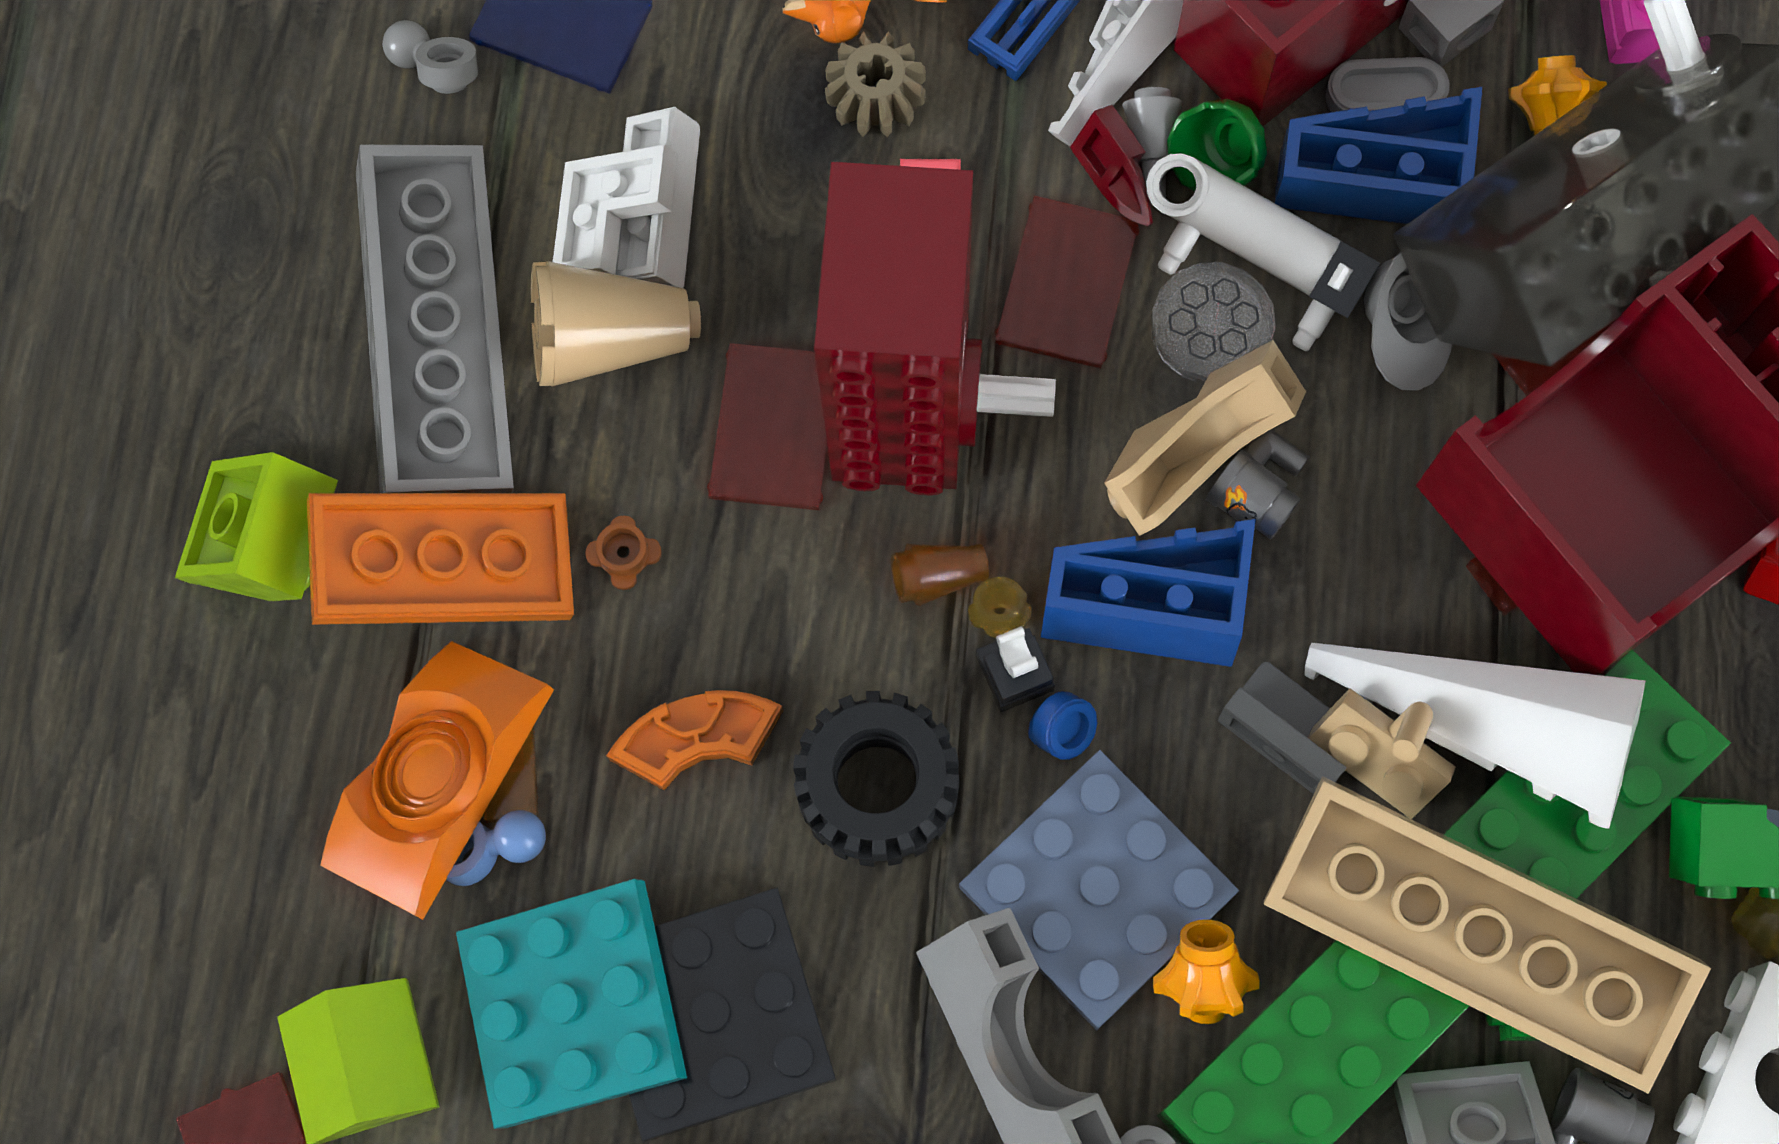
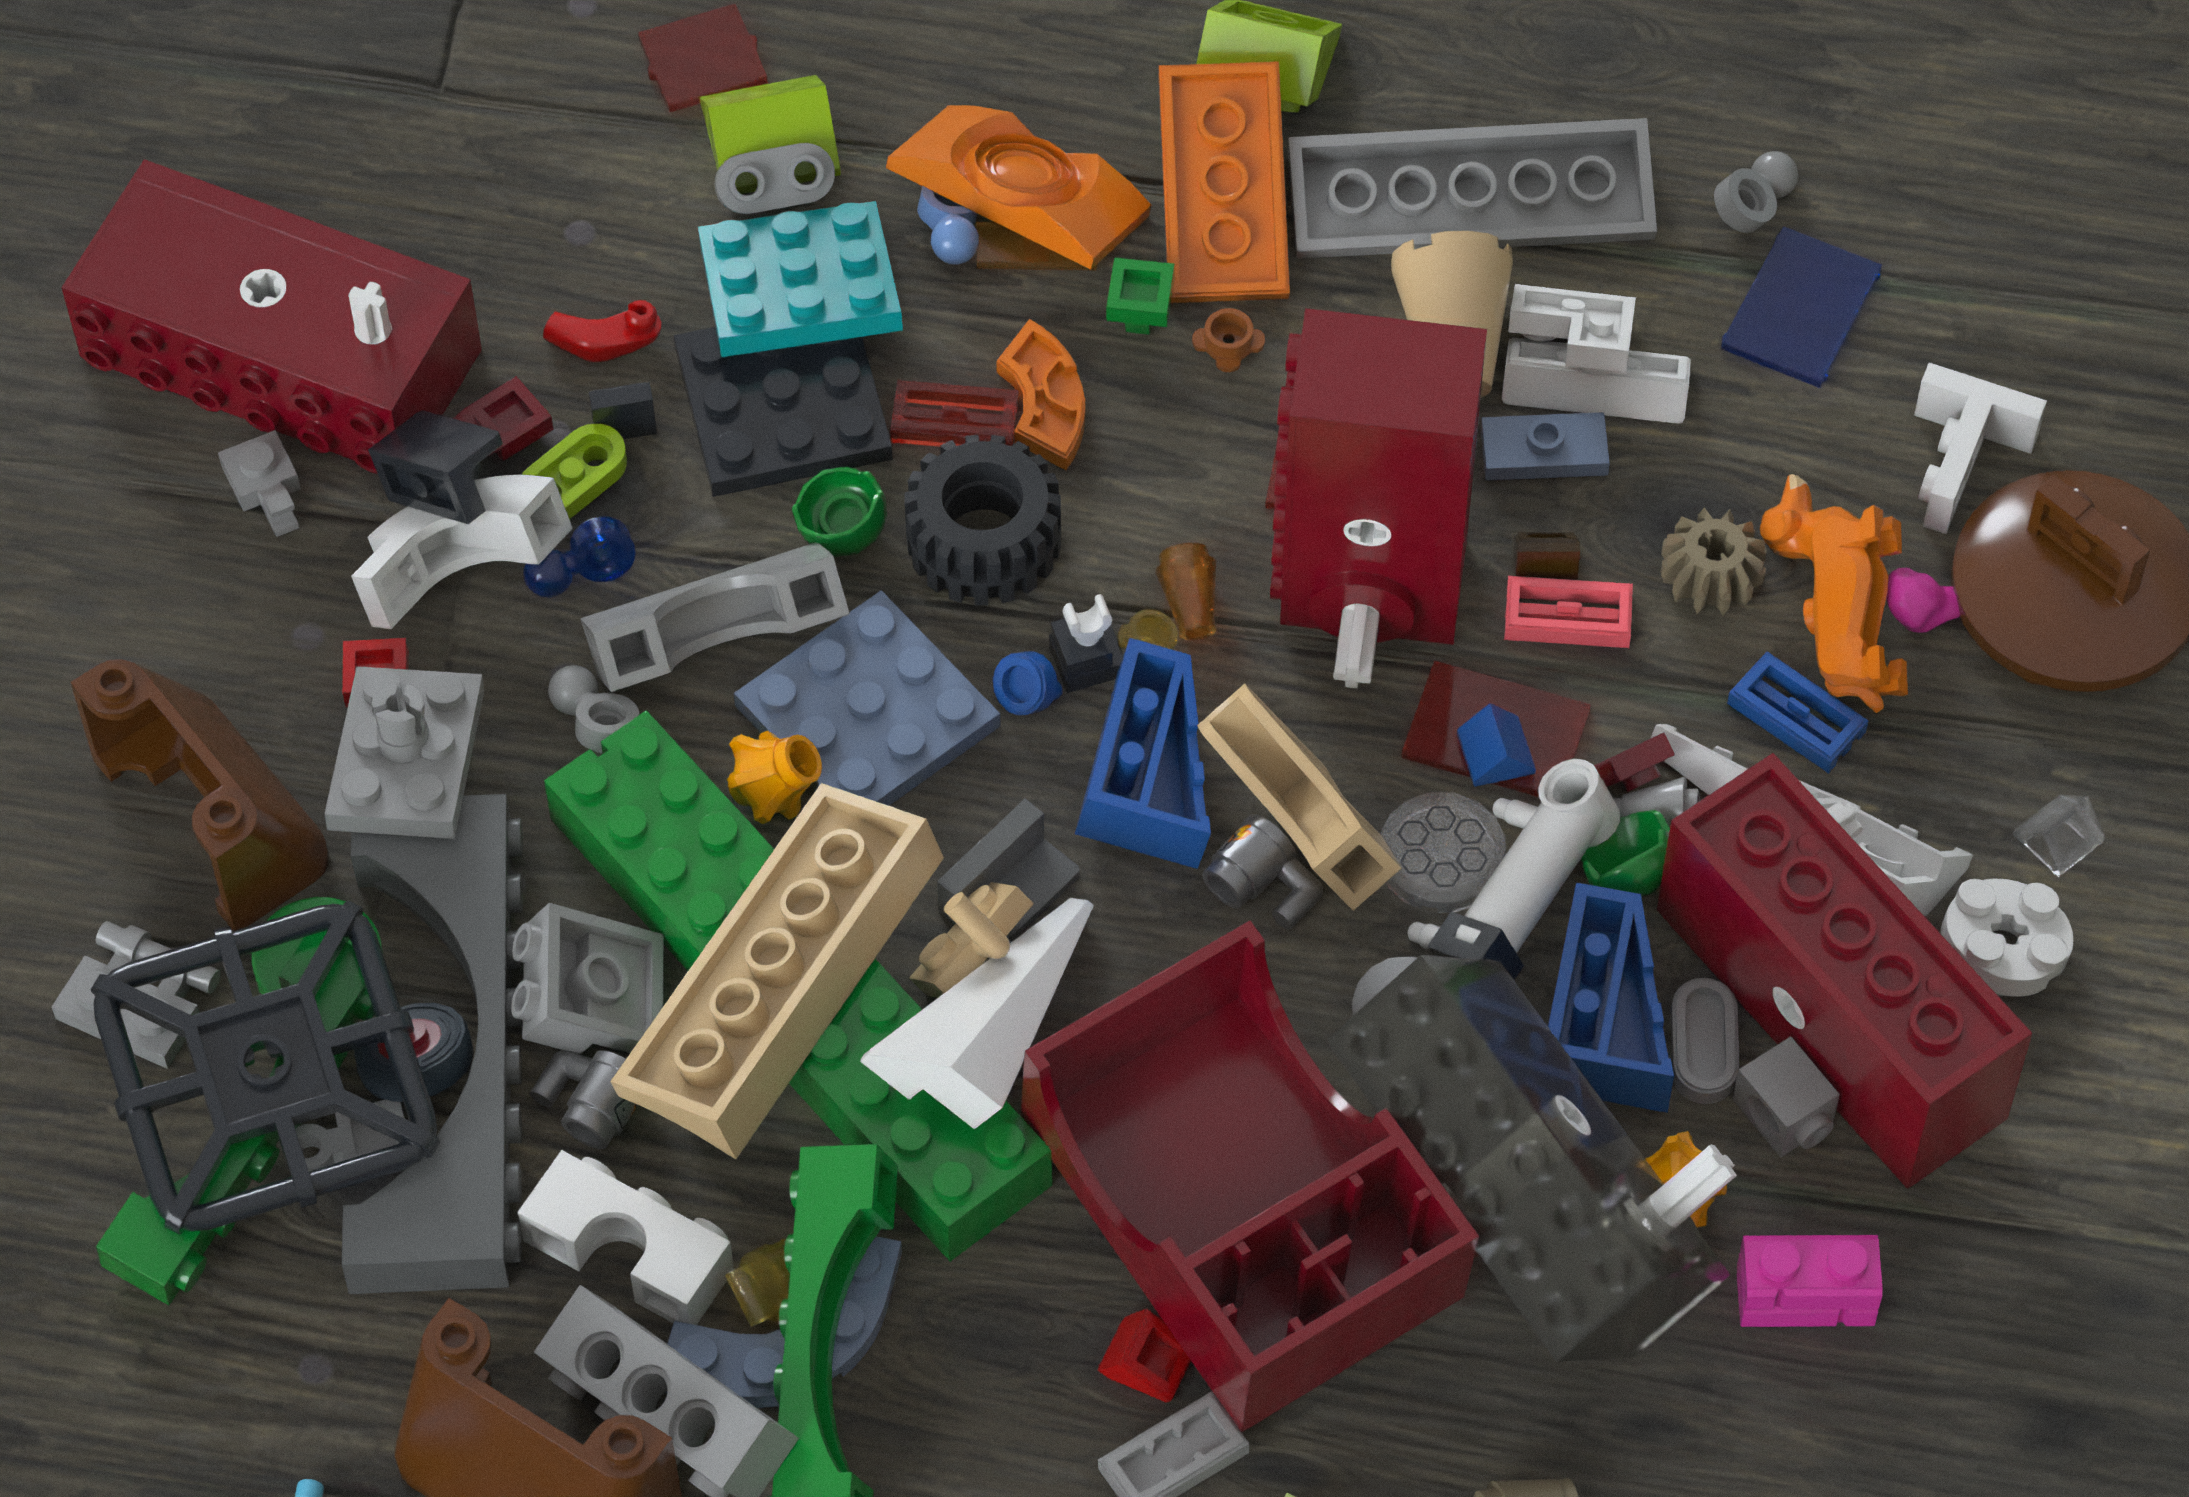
camera: 90 degrees right, 15 degrees down
(425, 1044) = (774, 178): none -> light grey plate
(581, 636) = (1140, 294): none -> green tile
(725, 882) = (953, 421): none -> clear red tile
(739, 245) = (1544, 446): none -> sand blue plate
(870, 932) = (841, 510): none -> green hair
(1101, 275) = (1495, 746): none -> blue slope

